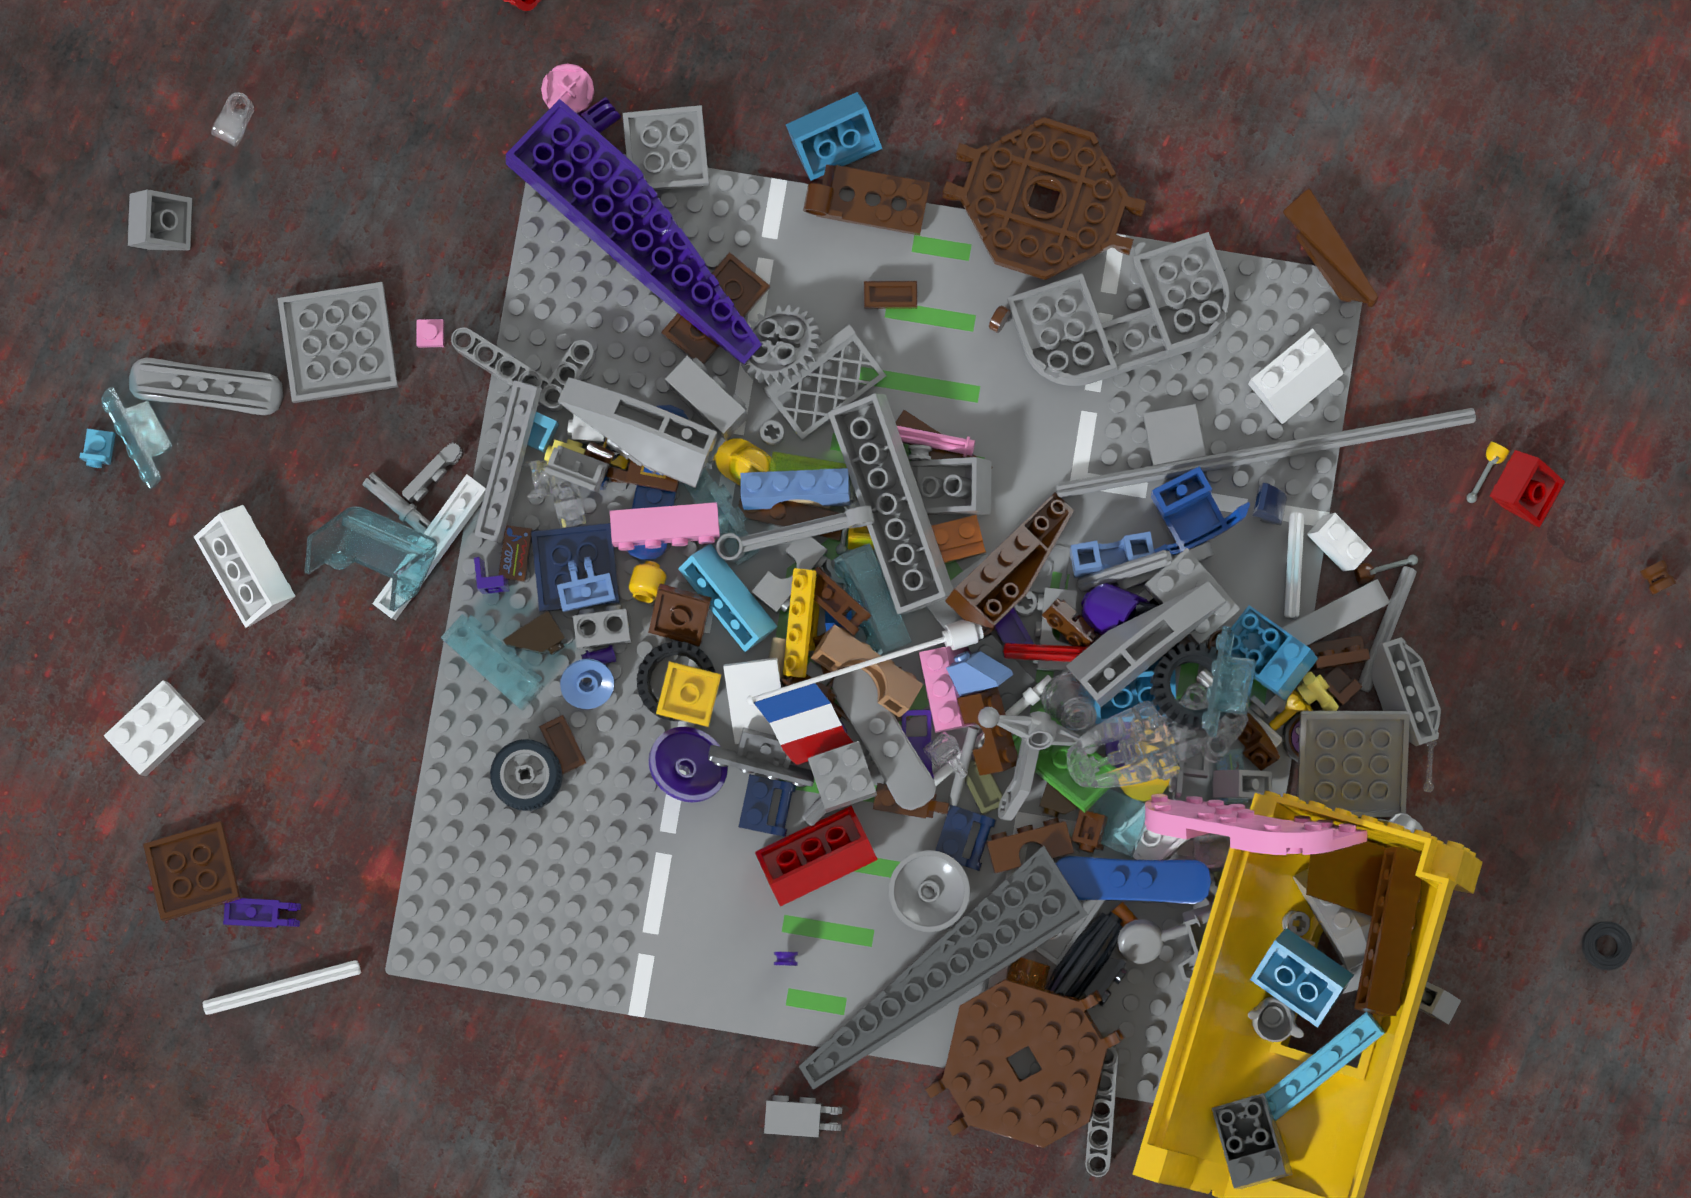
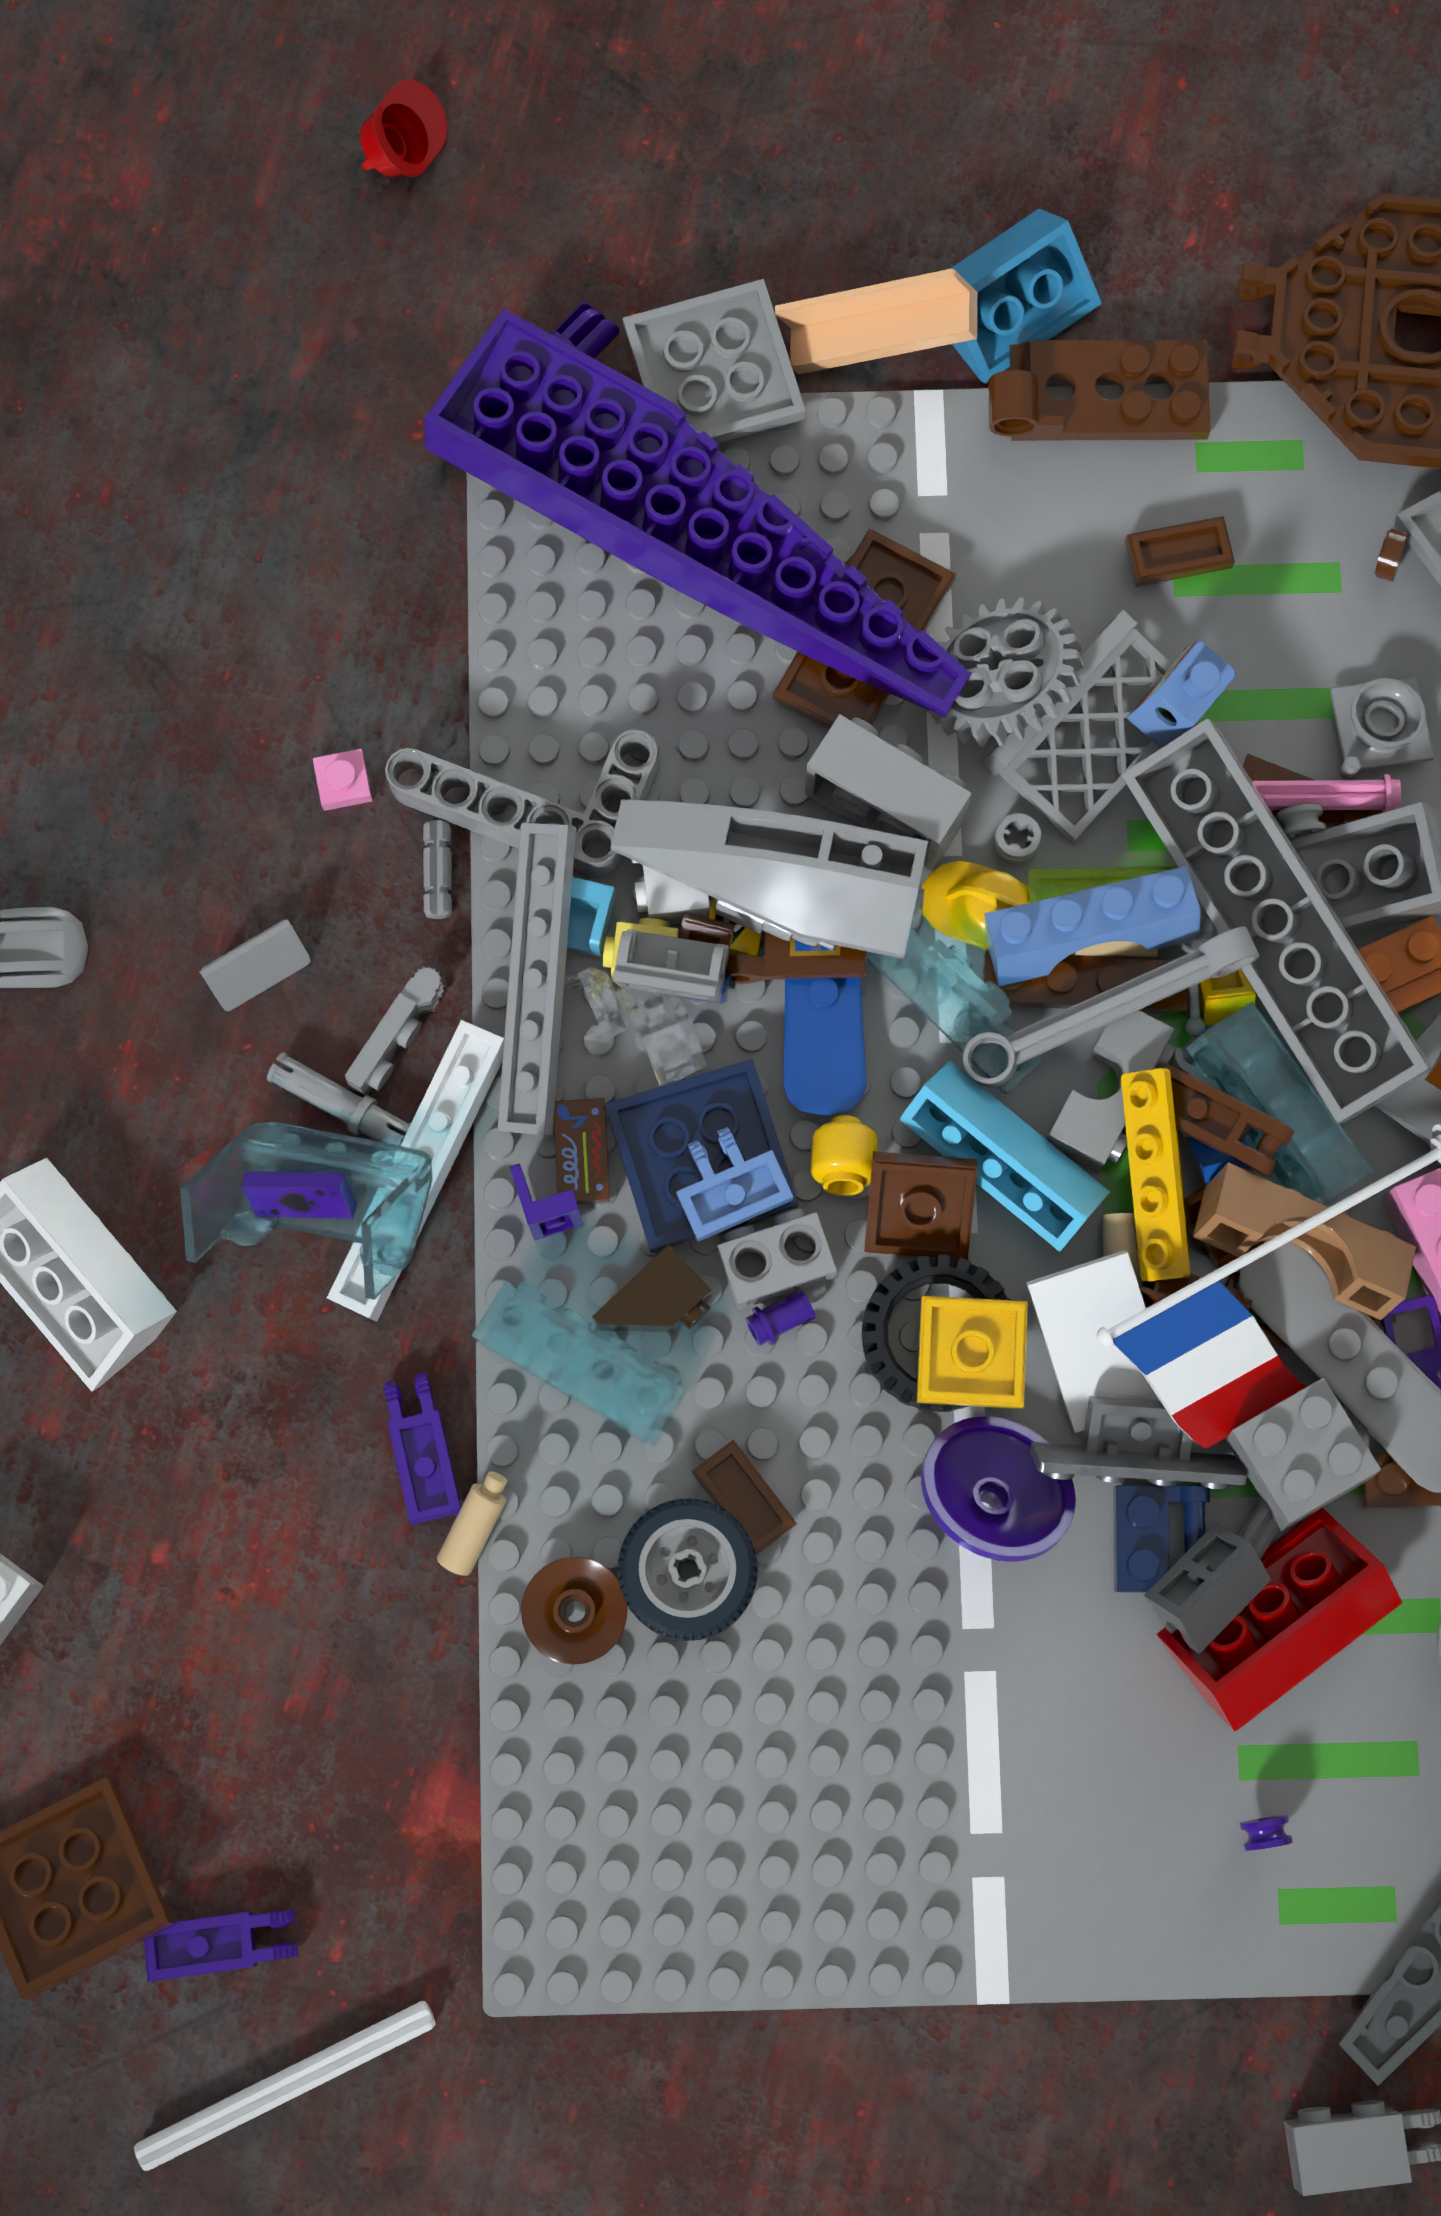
camera: 15 degrees left, 5 degrees down
(337, 342) = (172, 827): light grey plate -> none
(367, 424) = (256, 965): none -> light grey slope
(367, 549) = (299, 1194): none -> dark purple tile
(405, 692) = (422, 1455): none -> dark purple hinge
(424, 732) = (473, 1525): none -> tan cylinder
(452, 784) = (547, 1600): none -> reddish brown dish
(470, 390) = (437, 869): none -> light grey axle
(570, 85) = (515, 287): bright pink tile -> none
(587, 694) = (780, 1389): medium blue dish -> none
(665, 525) = (858, 1042): bright pink brick -> none
(757, 143) = (880, 320): none -> light nougat panel
(782, 833) = (1208, 1586): none -> dark grey hinge
(870, 375) = (1185, 691): none -> medium blue torso
(974, 408) = (1381, 724): none -> light grey hat

